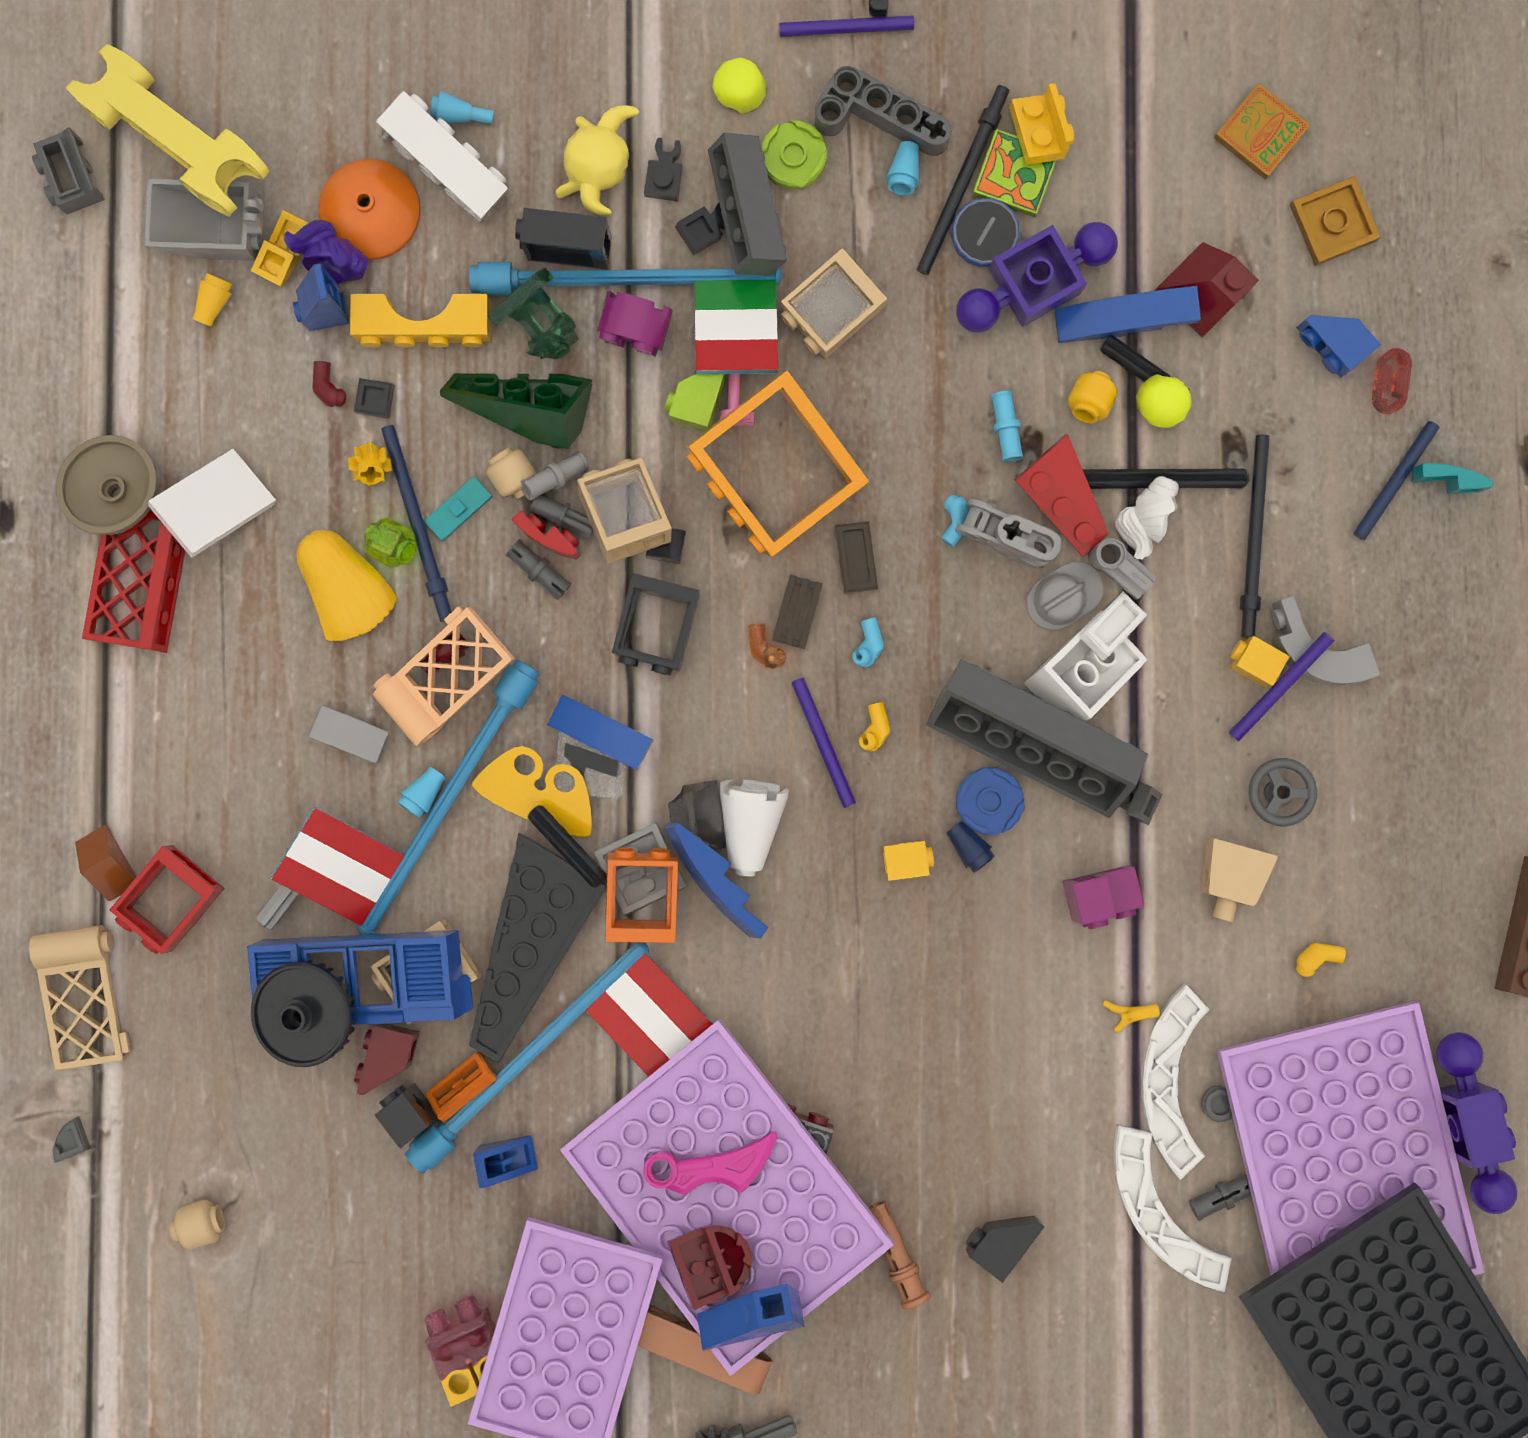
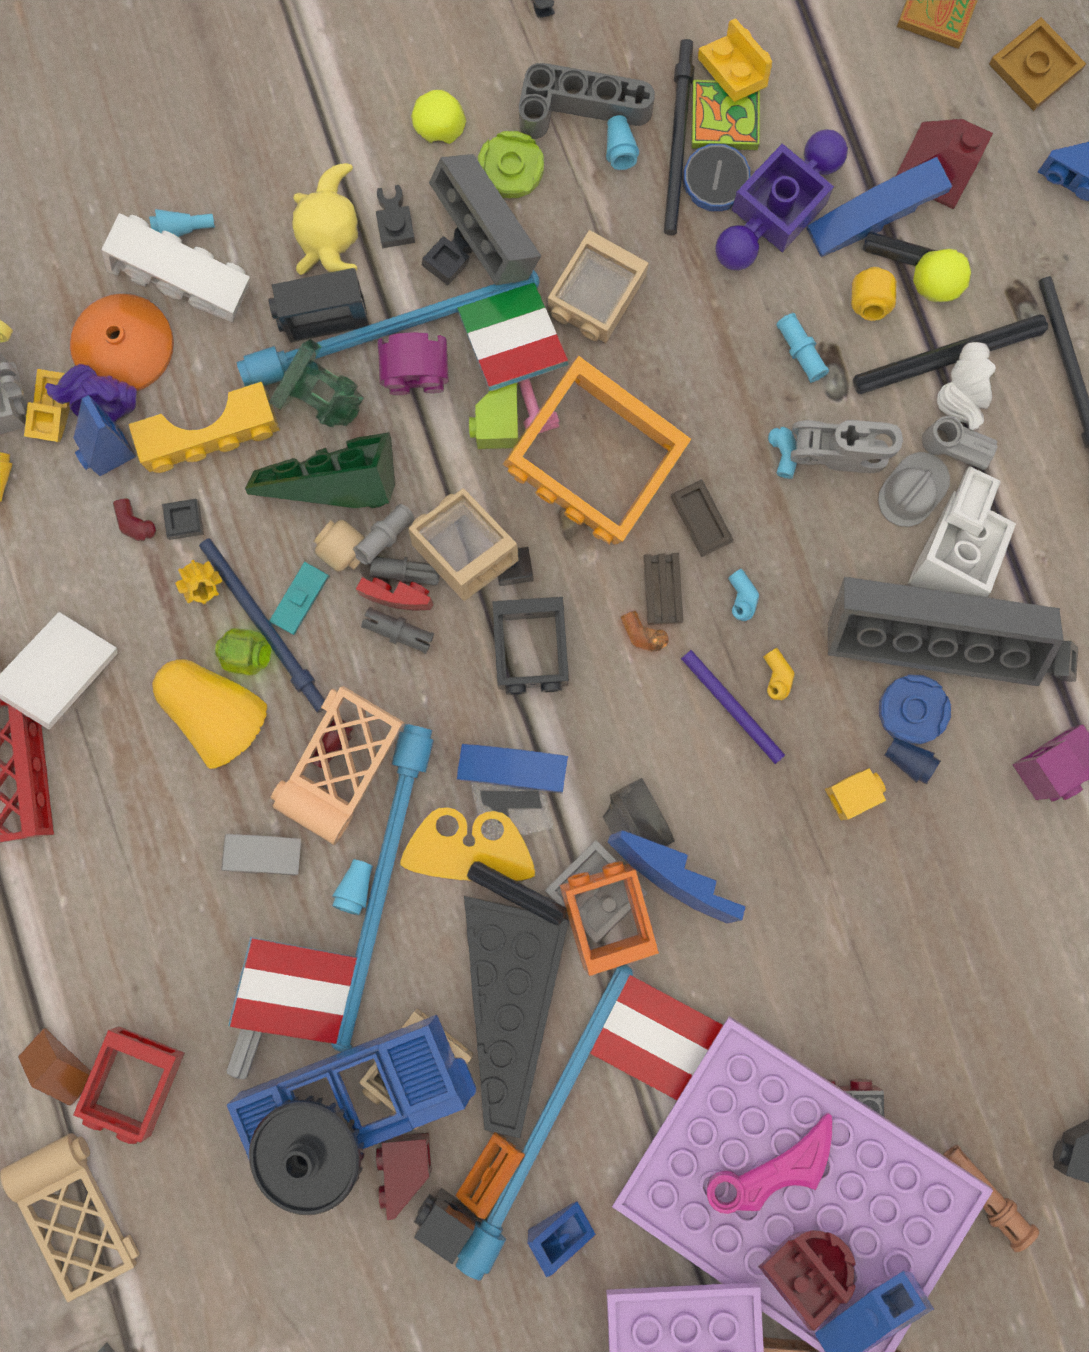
camera: 20 degrees left, 5 degrees down
(750, 822) = (691, 808): white cone -> none
(846, 26) = (520, 33): dark purple bar -> none
(1064, 495) = (881, 392): red wing -> none

